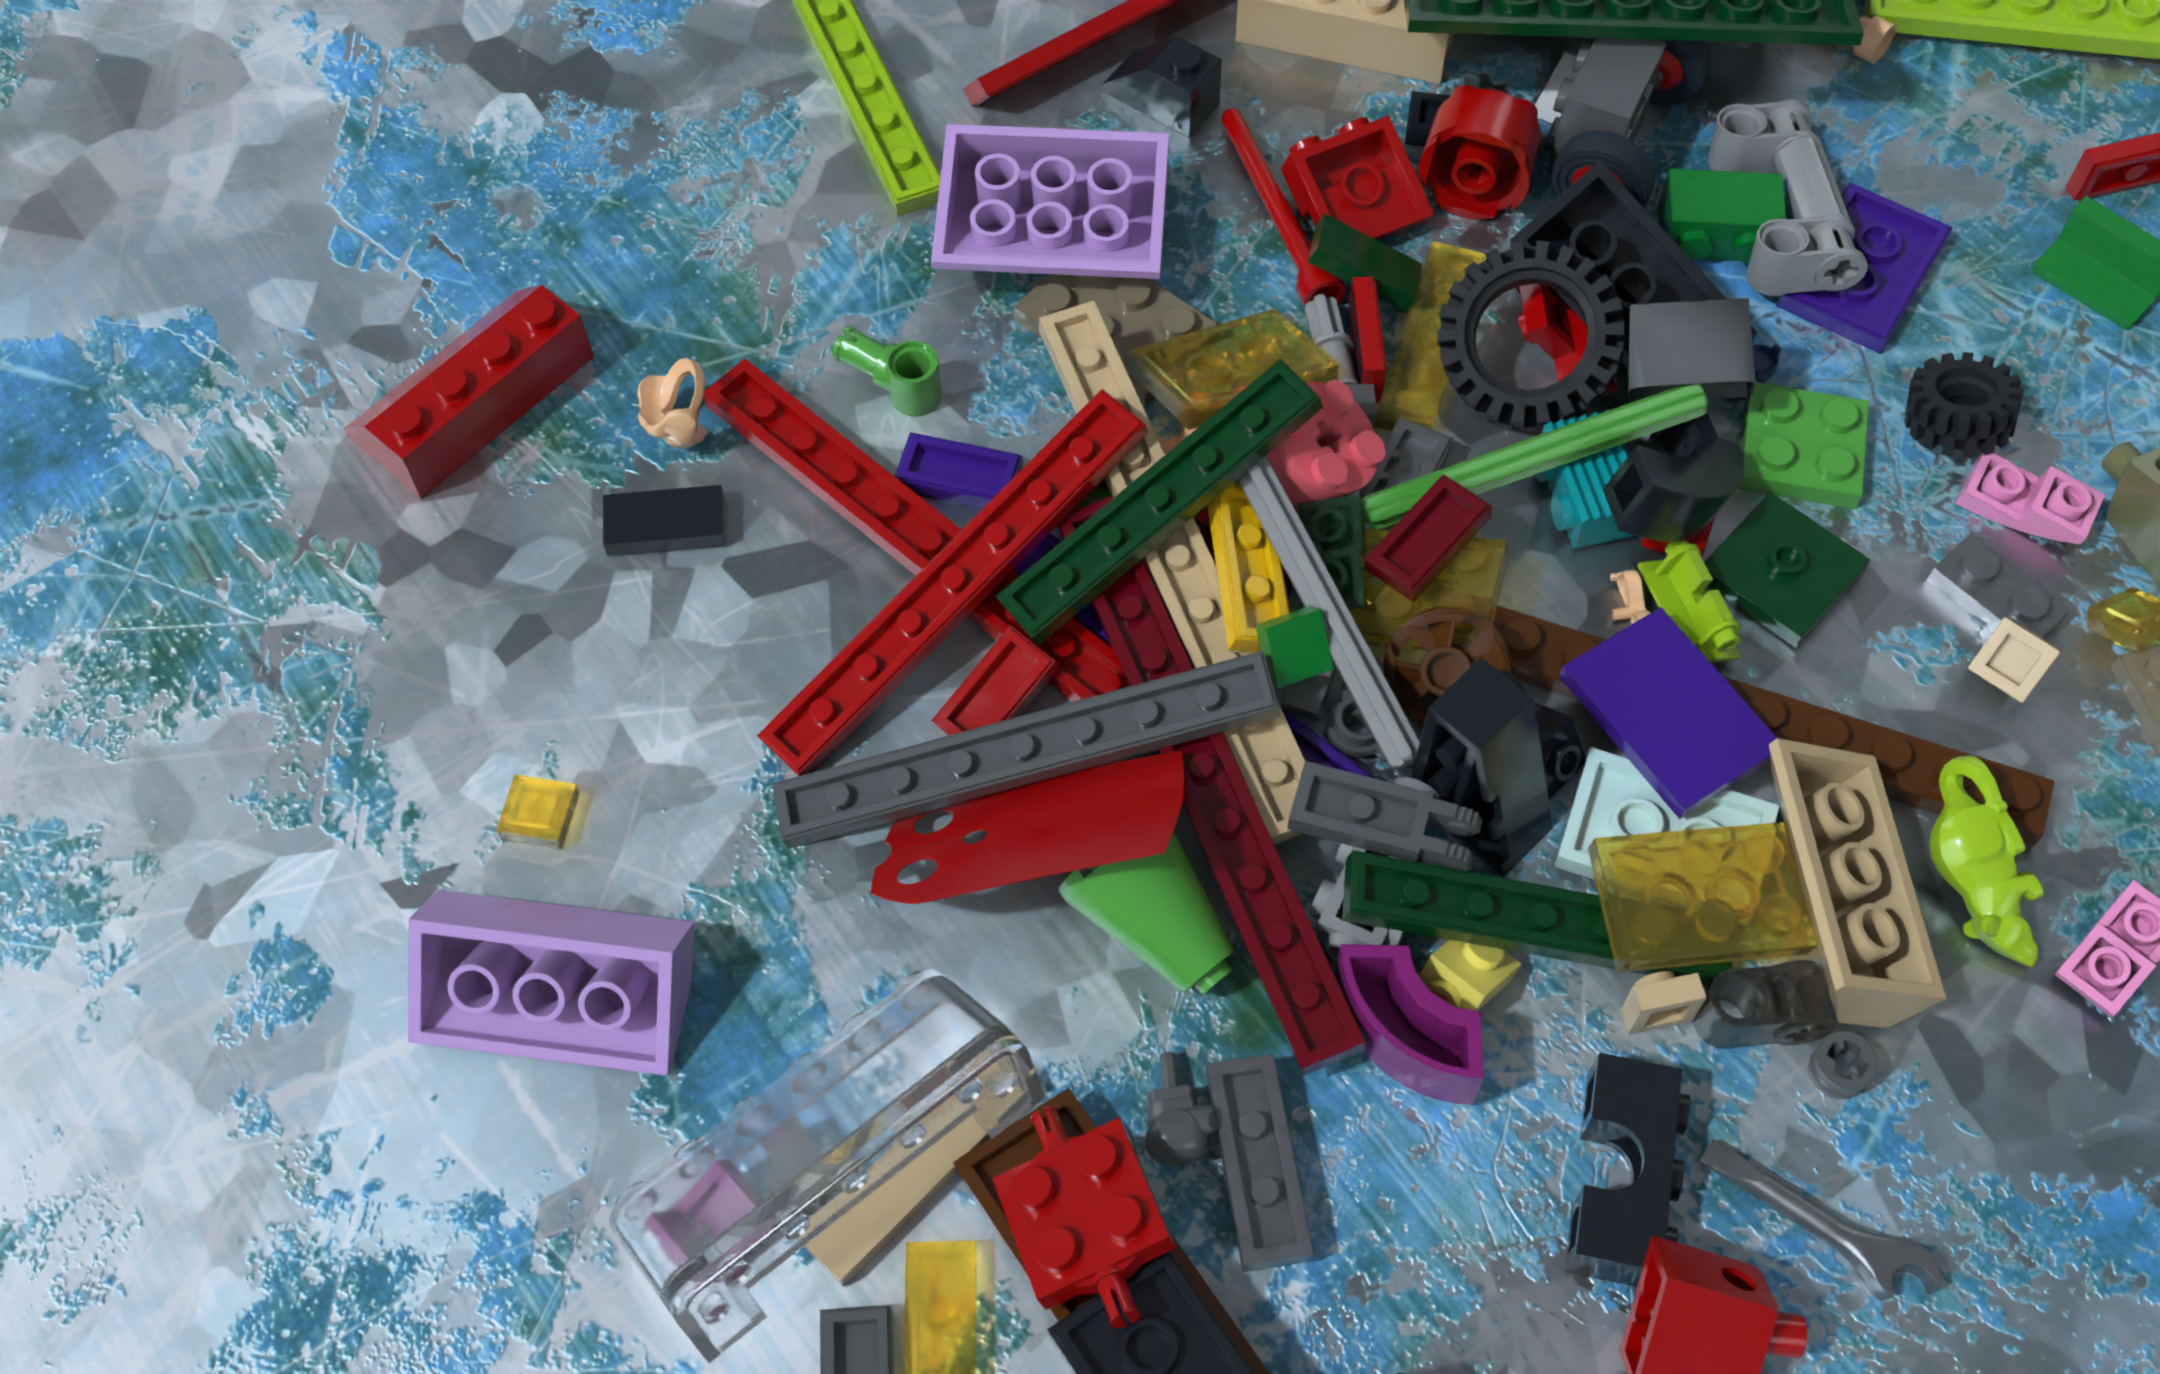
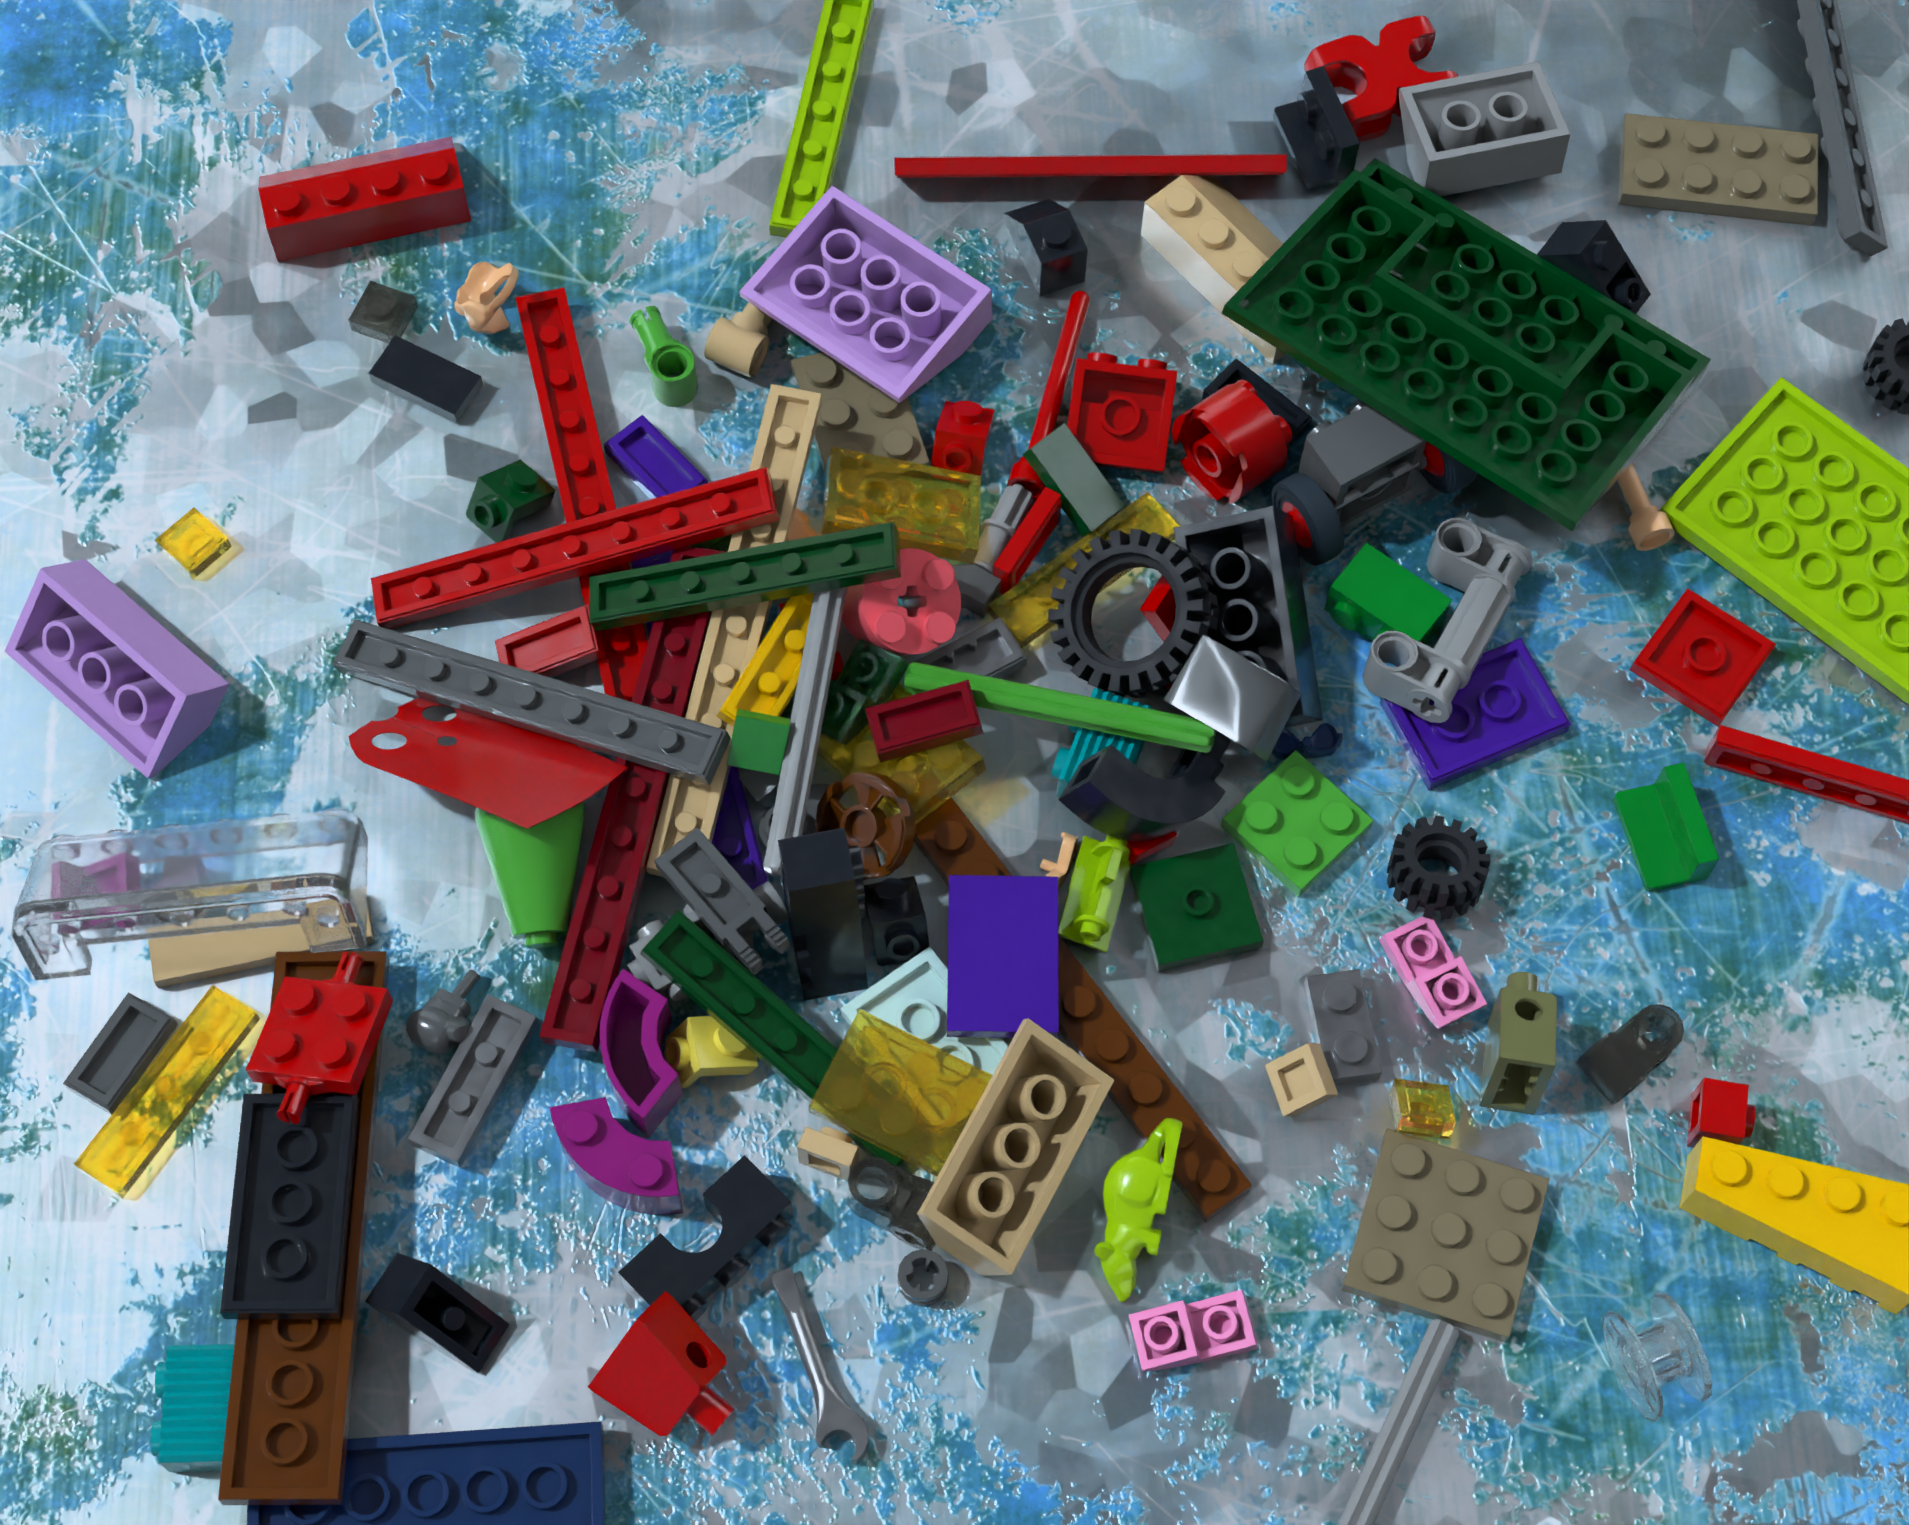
camera: 30 degrees right, 5 degrees up
(571, 484) = (383, 312): none -> clear smoke plate
(838, 583) = (507, 497): none -> dark green bracket
(953, 312) = (740, 342): none -> tan pin
(1230, 283) = (962, 437): none -> red bracket
(1470, 1146) = (616, 1163): none -> magenta brick
(2001, 117) = (1702, 657): none -> red tile

